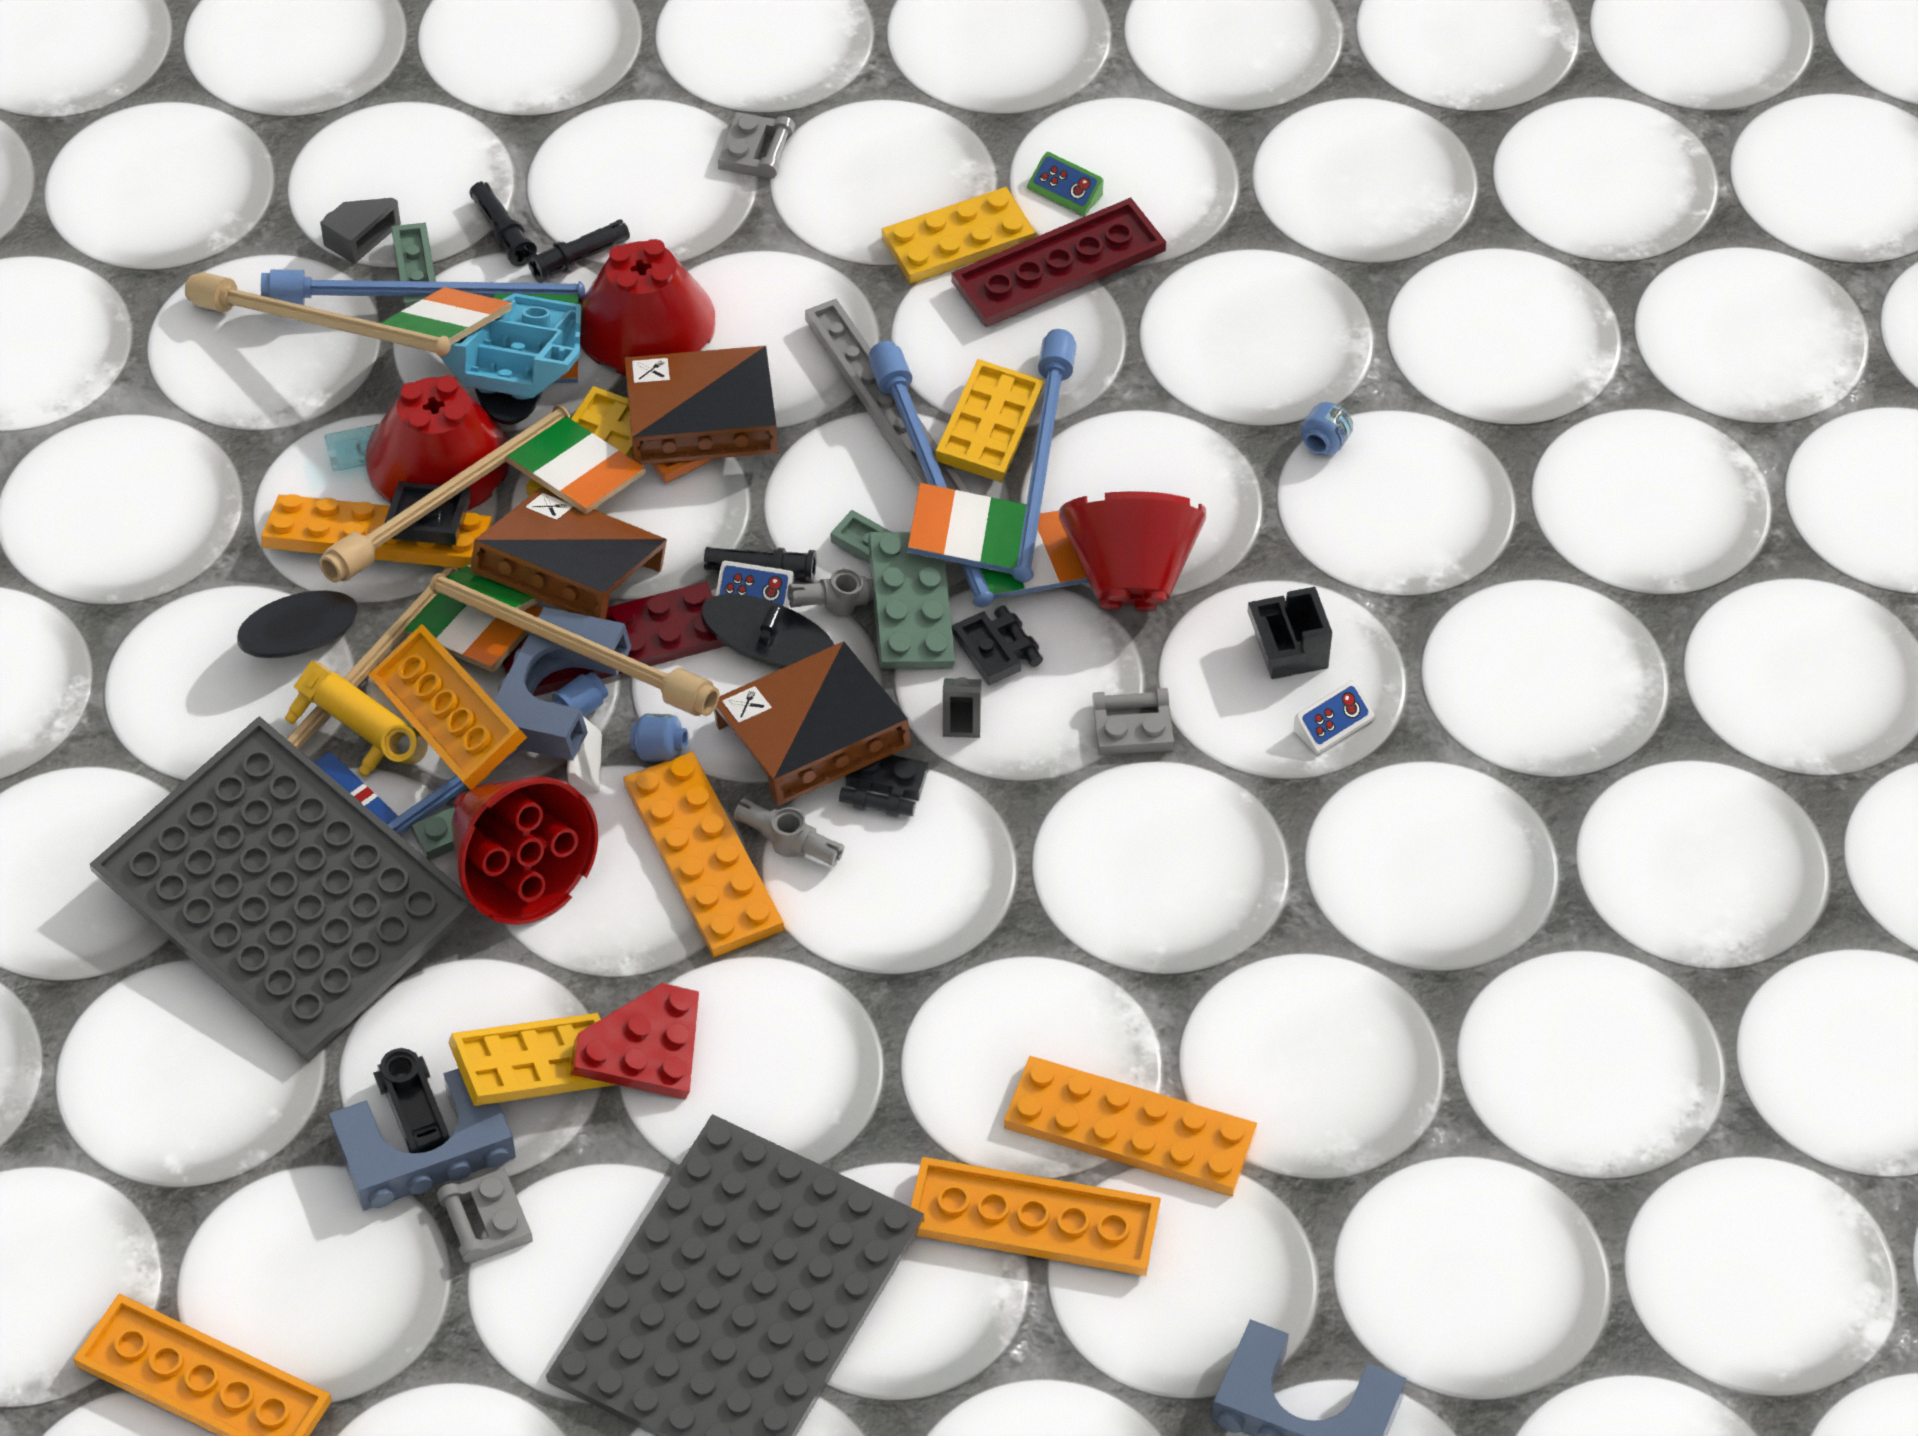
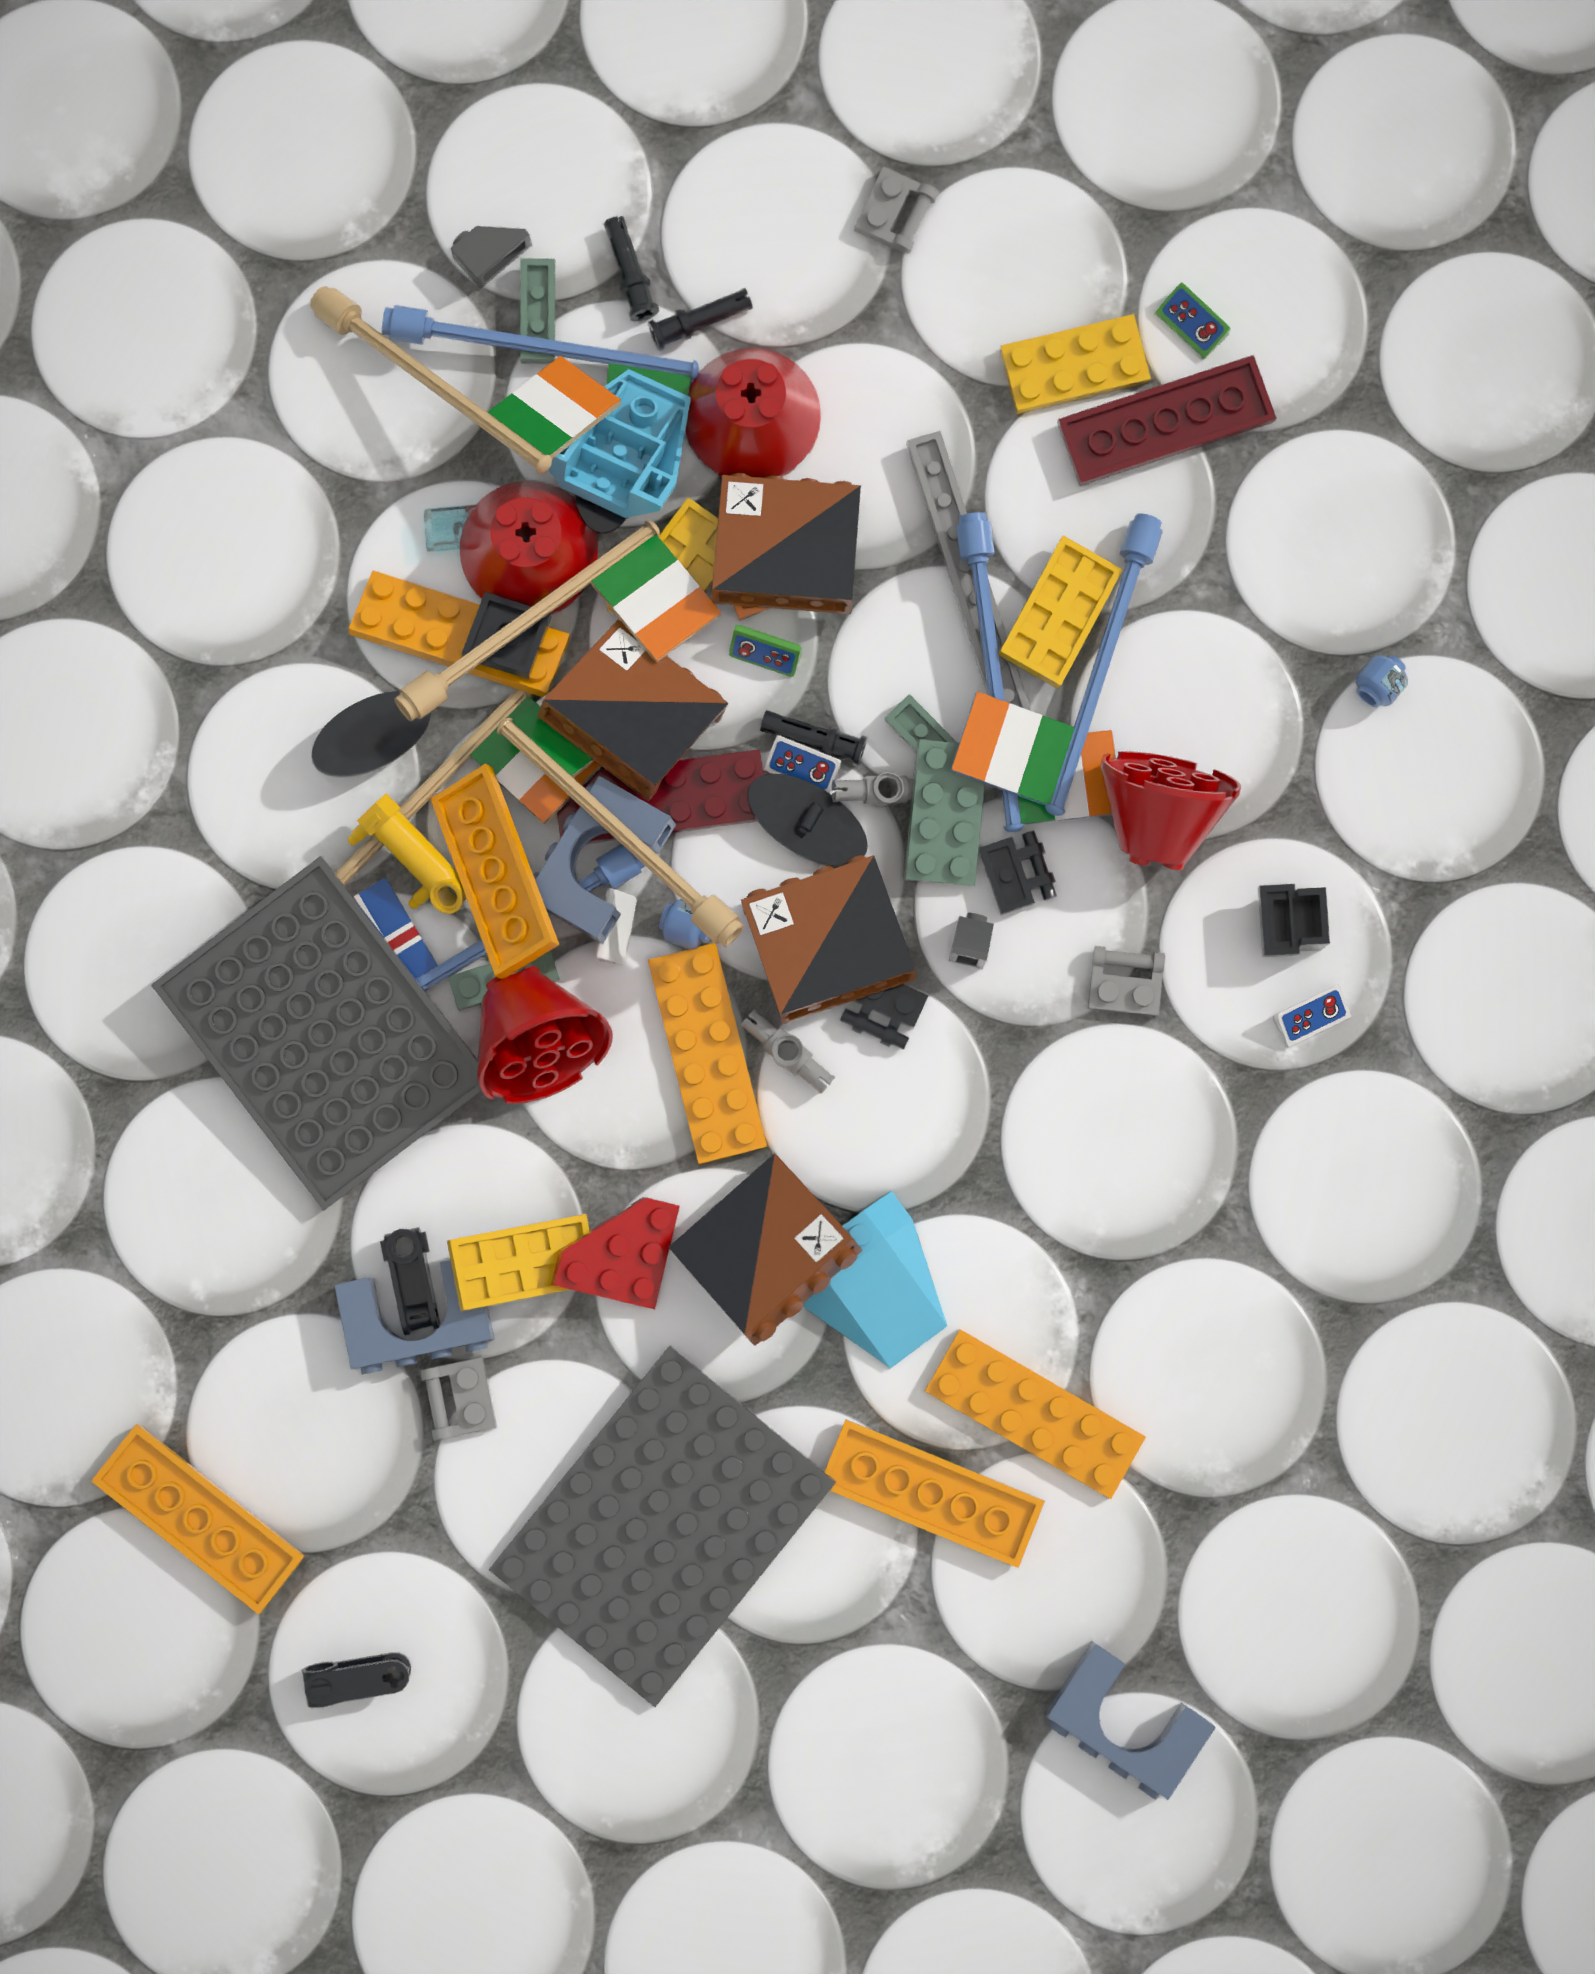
camera: 10 degrees right, 30 degrees up
(696, 498) = (765, 650): none -> slope
(802, 996) = (765, 1249): none -> panel
(919, 1029) = (888, 1292): none -> medium azure wedge

